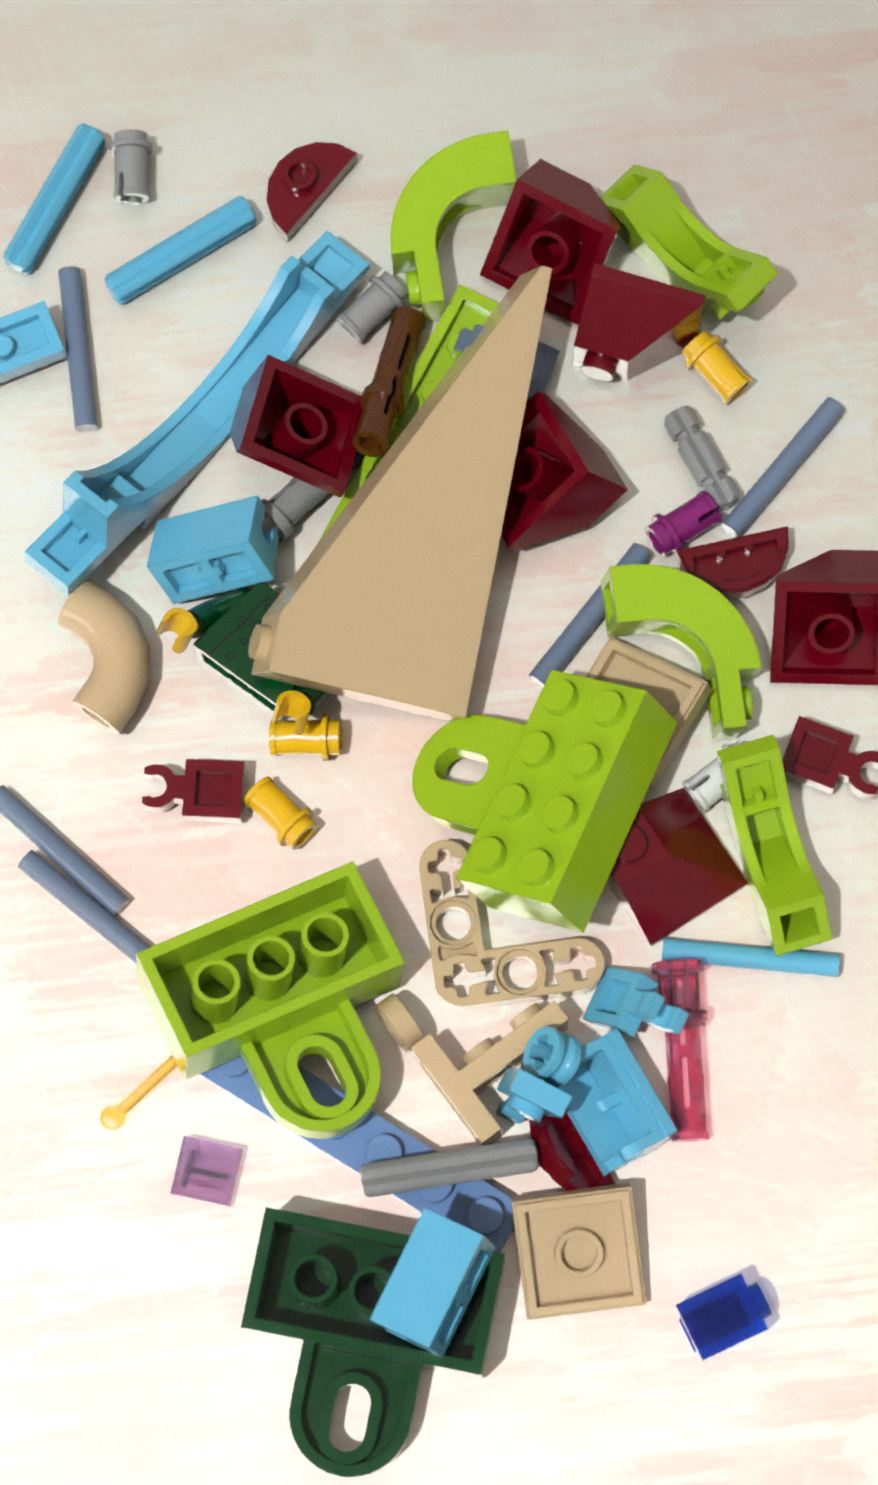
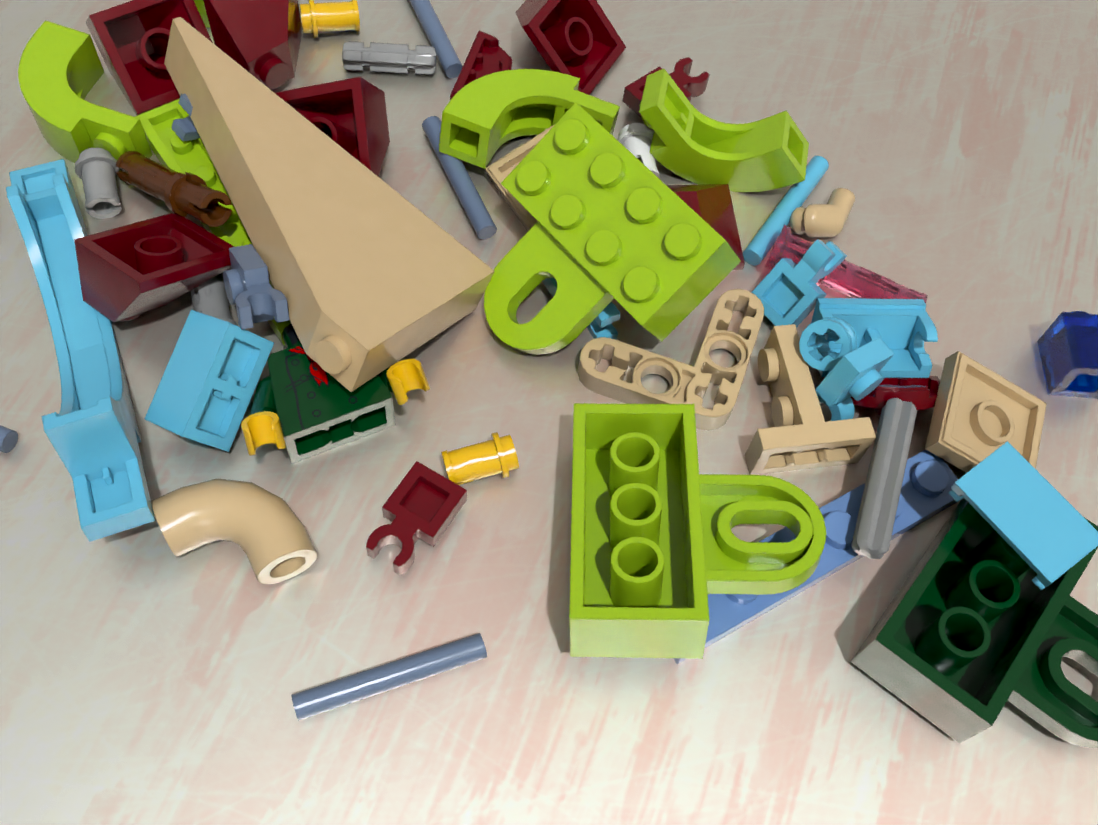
camera: 75 degrees left, 15 degrees down
(82, 905) = (469, 677): sand blue bar -> none
(114, 1117) = (686, 763): clear yellow hinge -> none
(206, 1172) = (783, 700): clear purple tile -> none
(309, 524) = (250, 289): none -> sand blue plate
(319, 738) = (425, 408): yellow pin -> none
(399, 1022) = (727, 456): tan tile -> none
(682, 524) = (431, 94): magenta pin -> none
(755, 1003) = (824, 219): none -> tan arm

